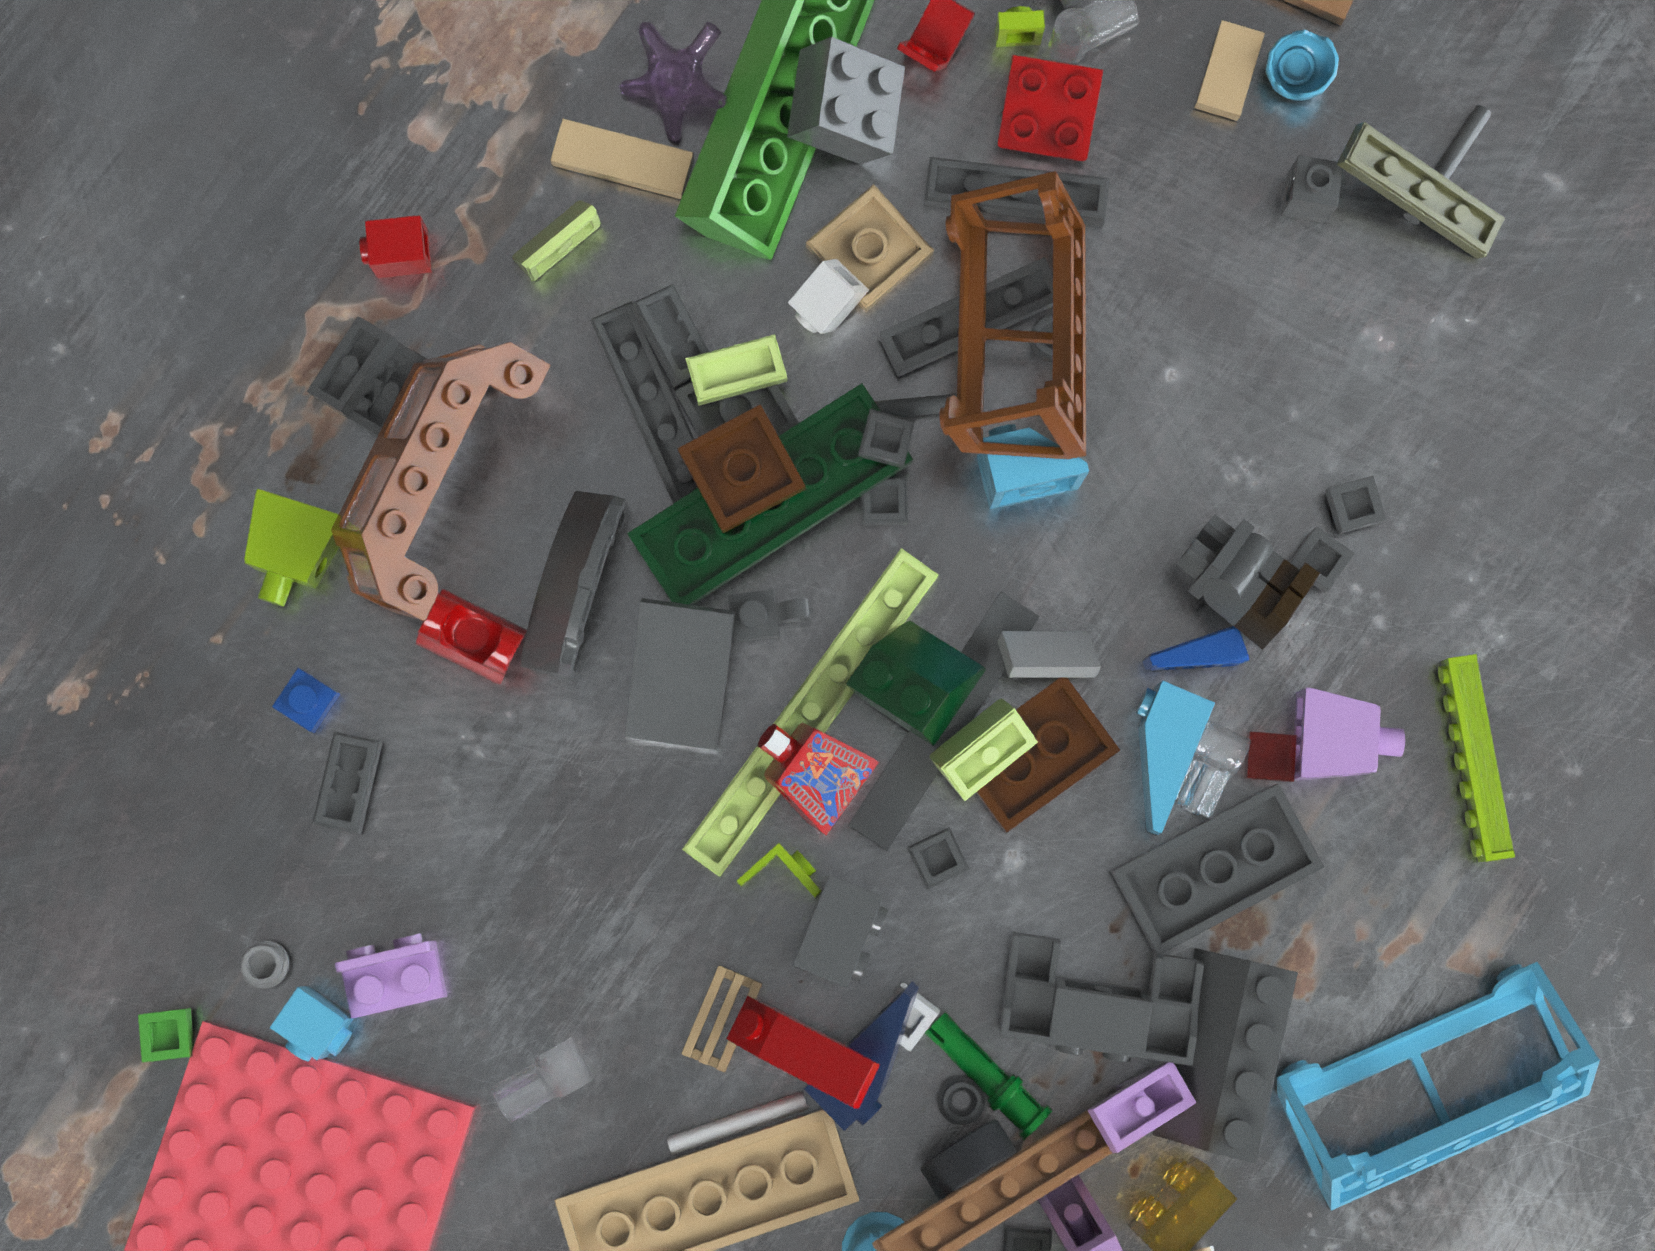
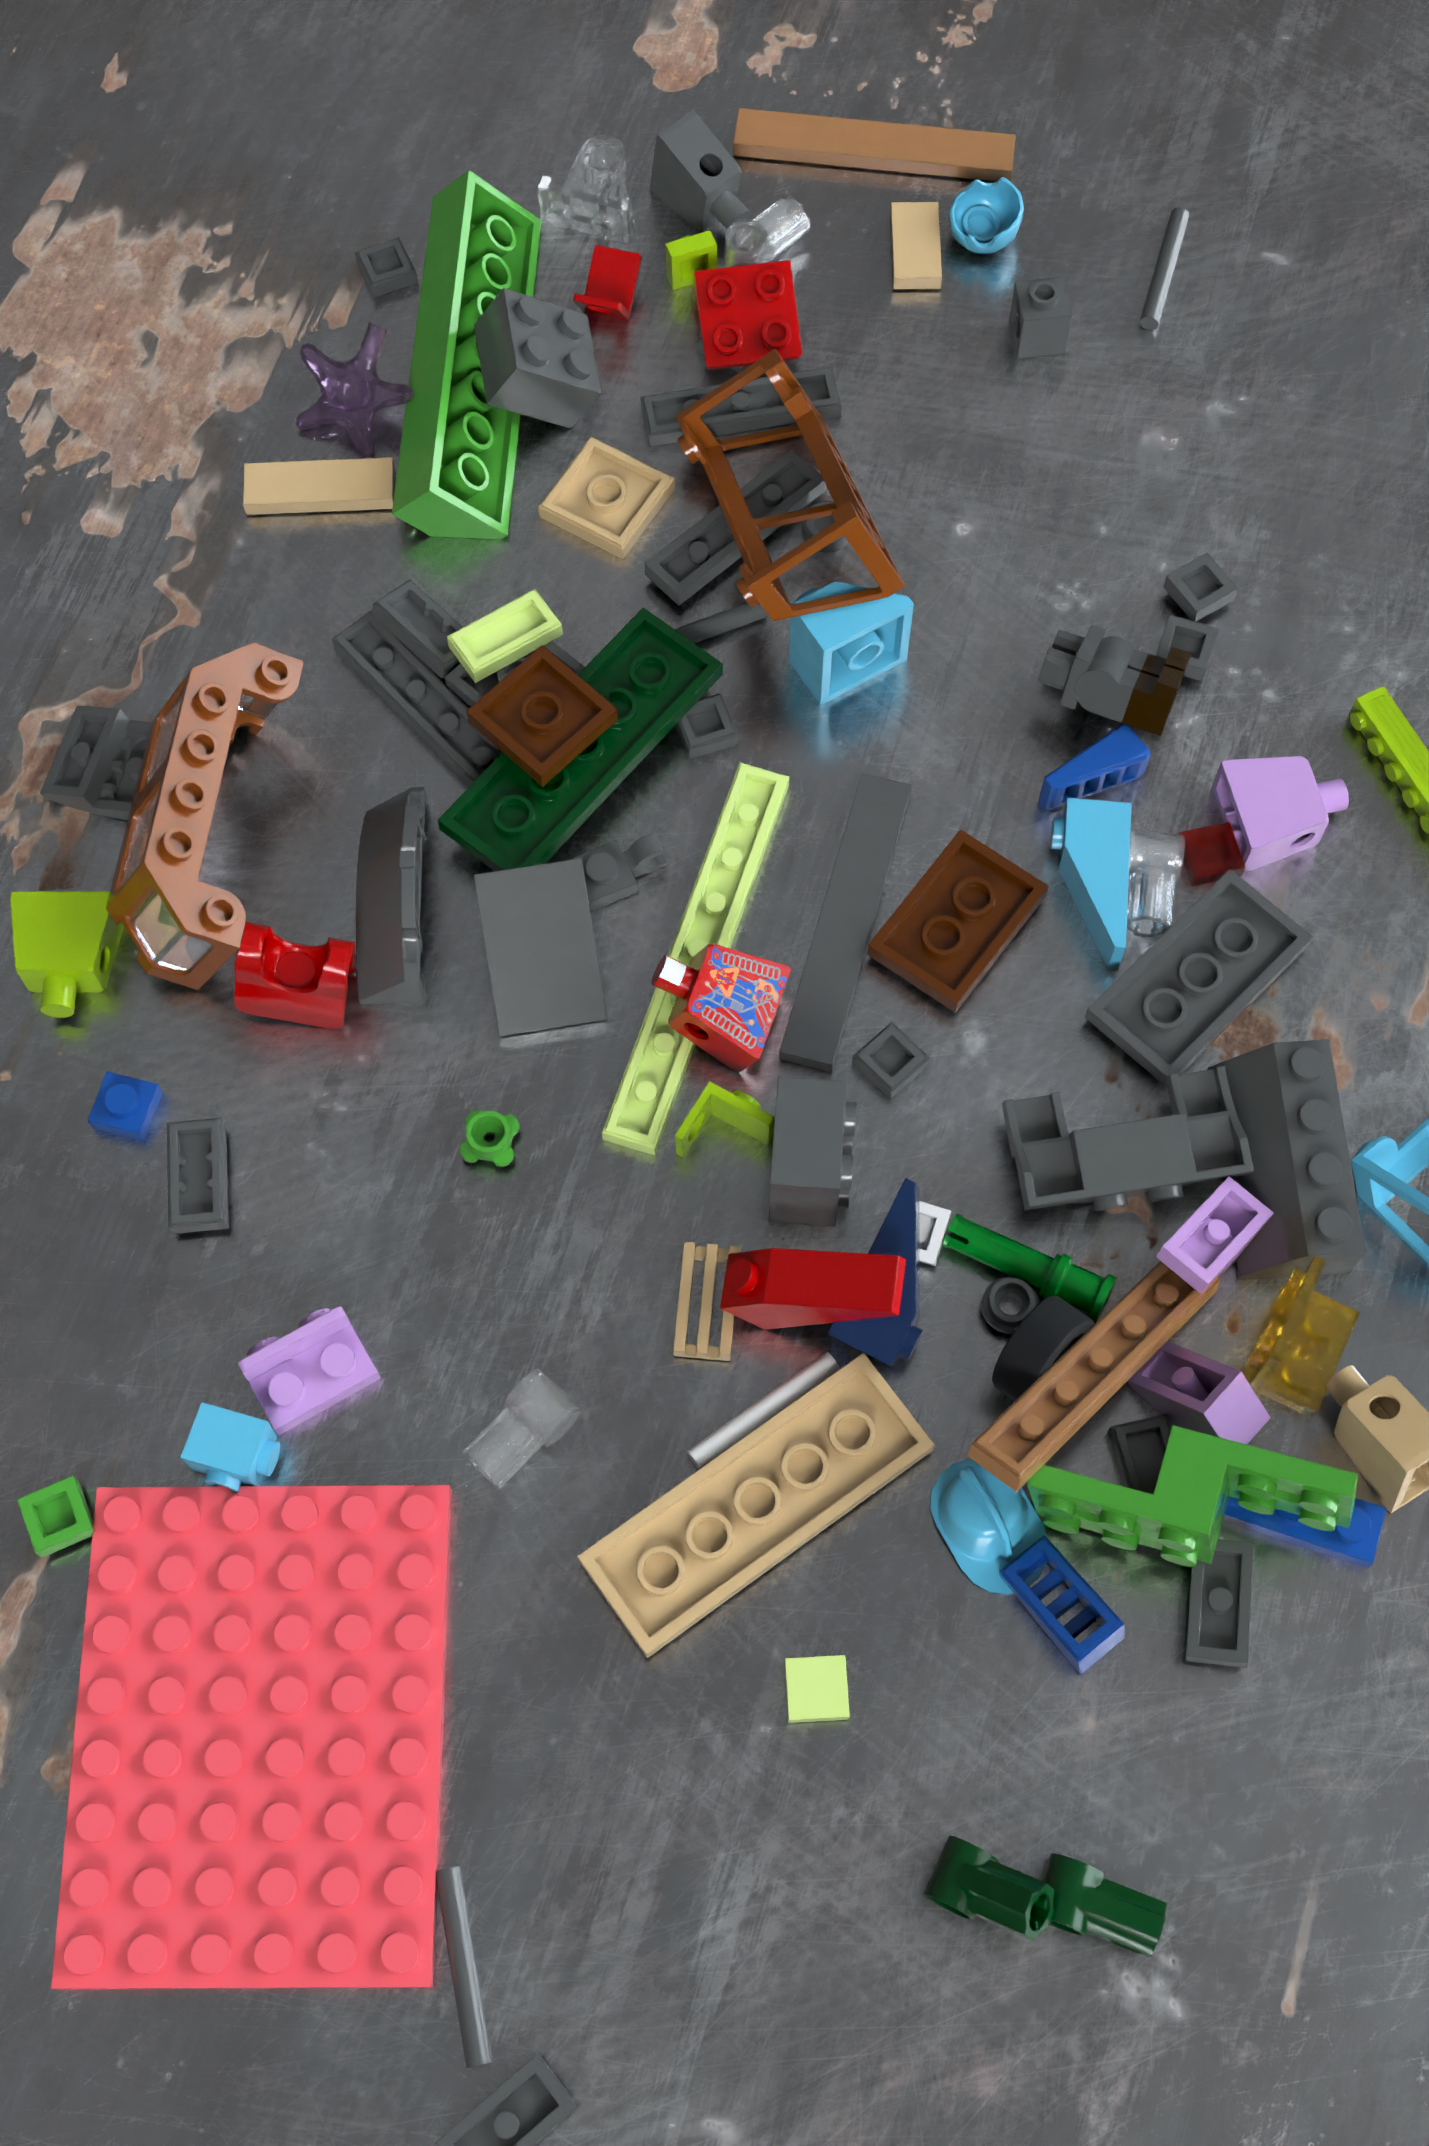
camera: 15 degrees left, 15 degrees down
(265, 964) = (154, 1403): light grey plate -> none
(396, 247) = (100, 626): red brick -> none
(557, 239) = (275, 577): yellowish green slope -> none
(588, 810) = (482, 1123): none -> bright green plate
(827, 297) = (578, 544): white brick -> none
(886, 438) = (688, 648): dark grey tile -> none
(916, 680) = (800, 884): dark green slope -> none
(983, 748) = (901, 924): yellowish green slope -> none
(1048, 654) = (936, 813): light grey tile -> none
(1420, 190) = (1148, 286): tile -> none

